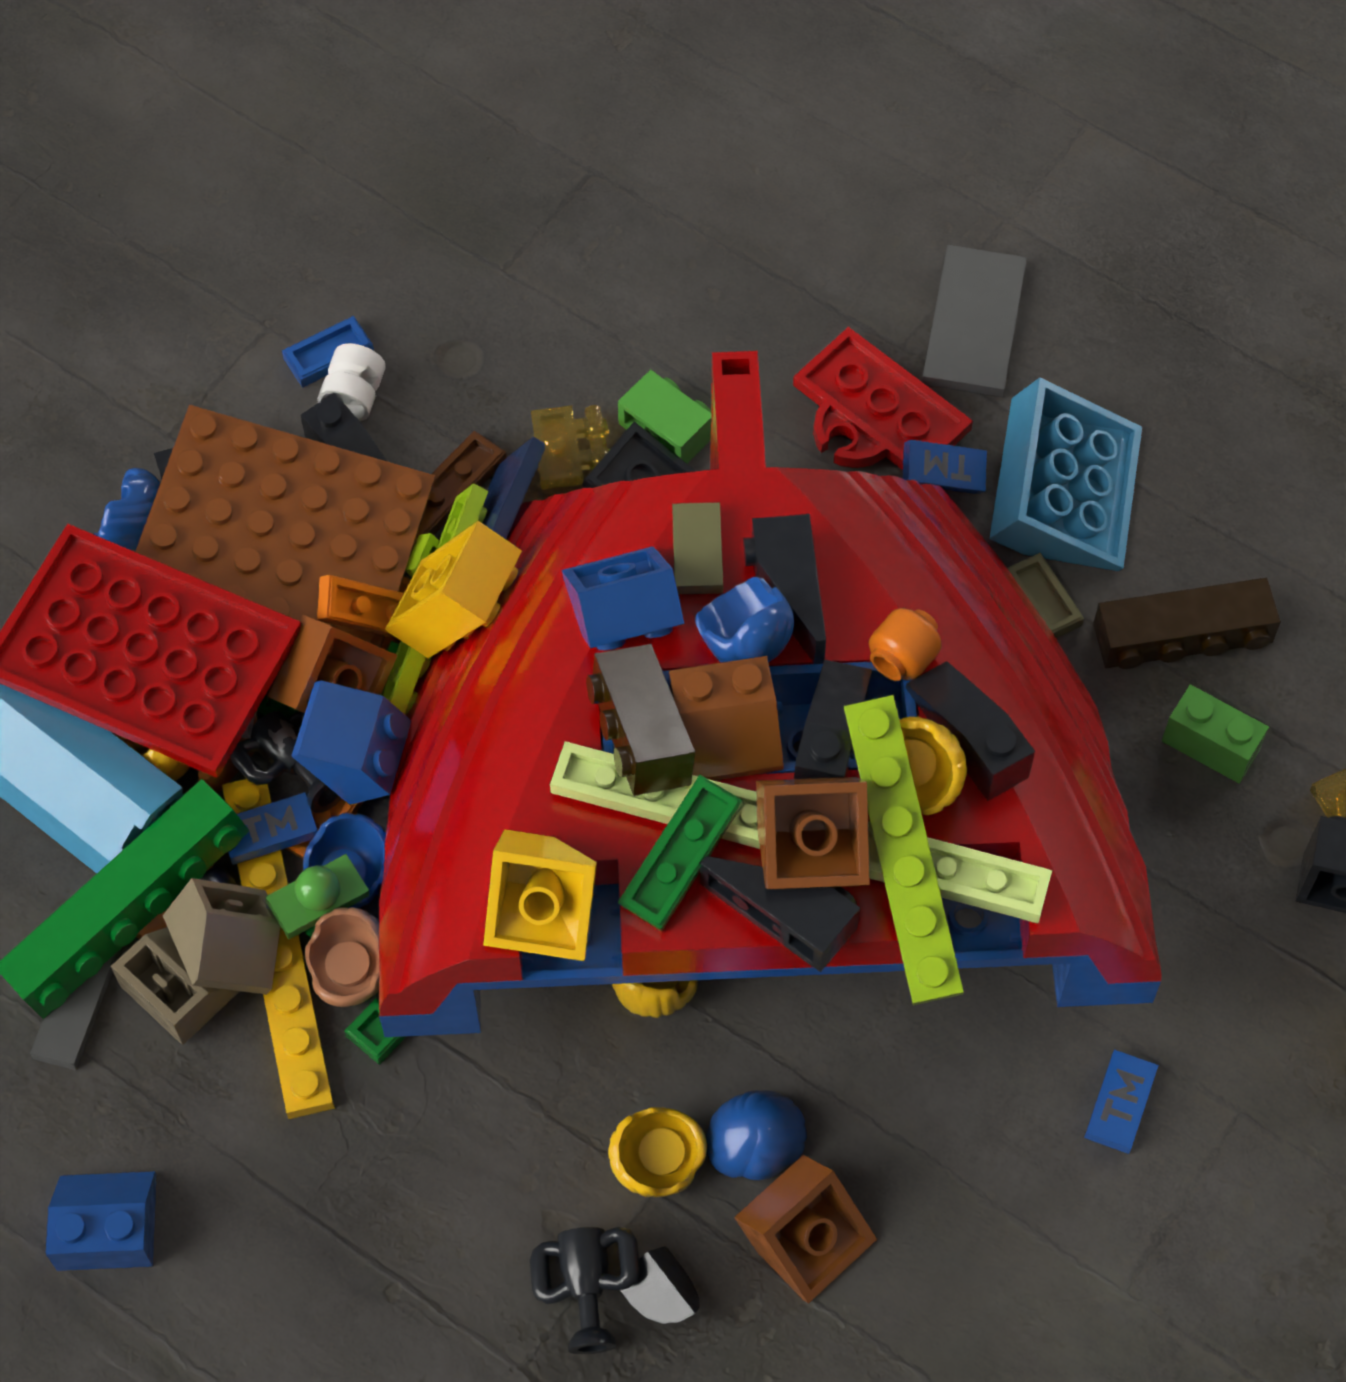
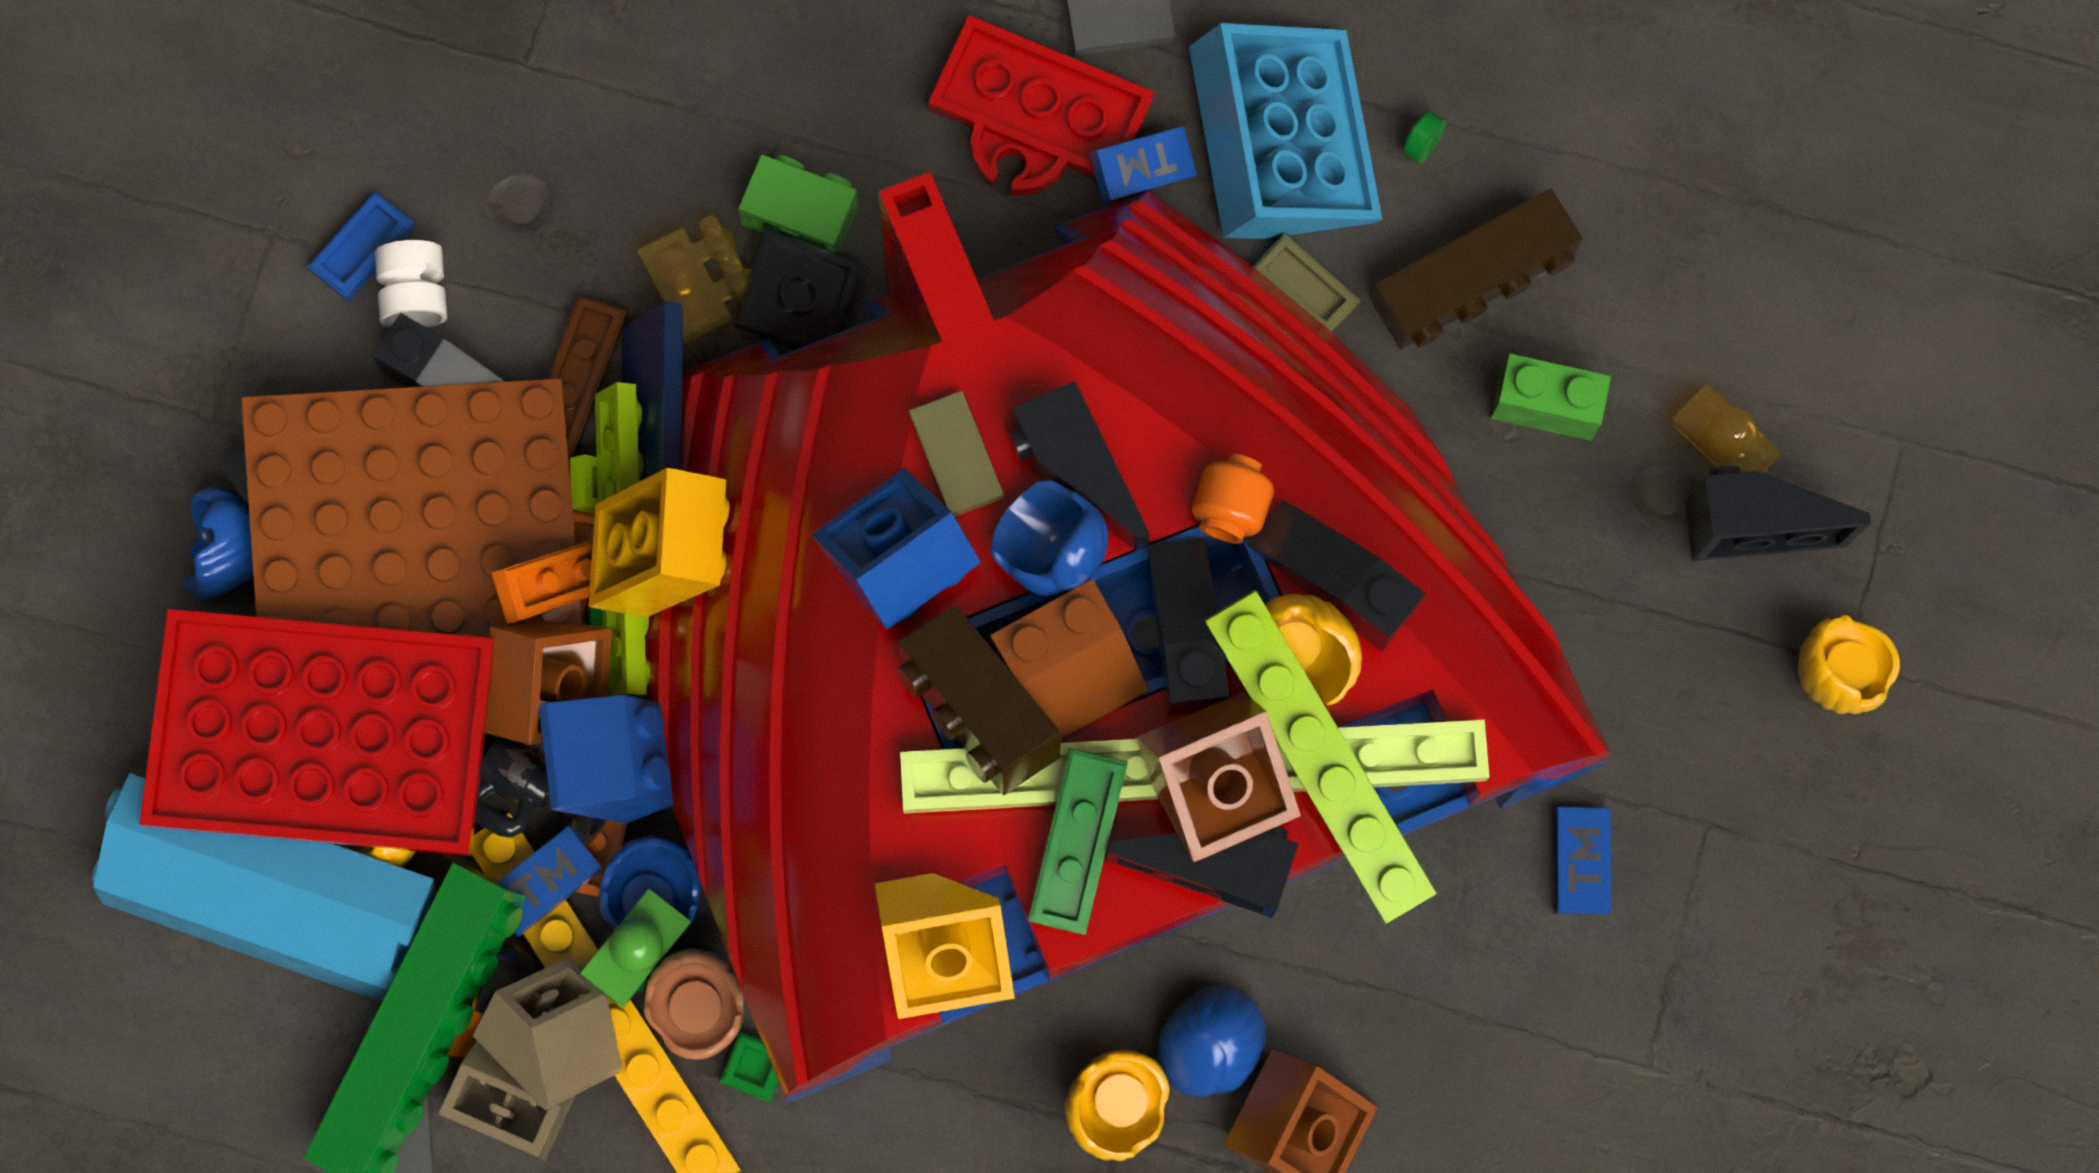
camera: 25 degrees left, 15 degrees up
(1177, 516) = (1424, 136): none -> green tile

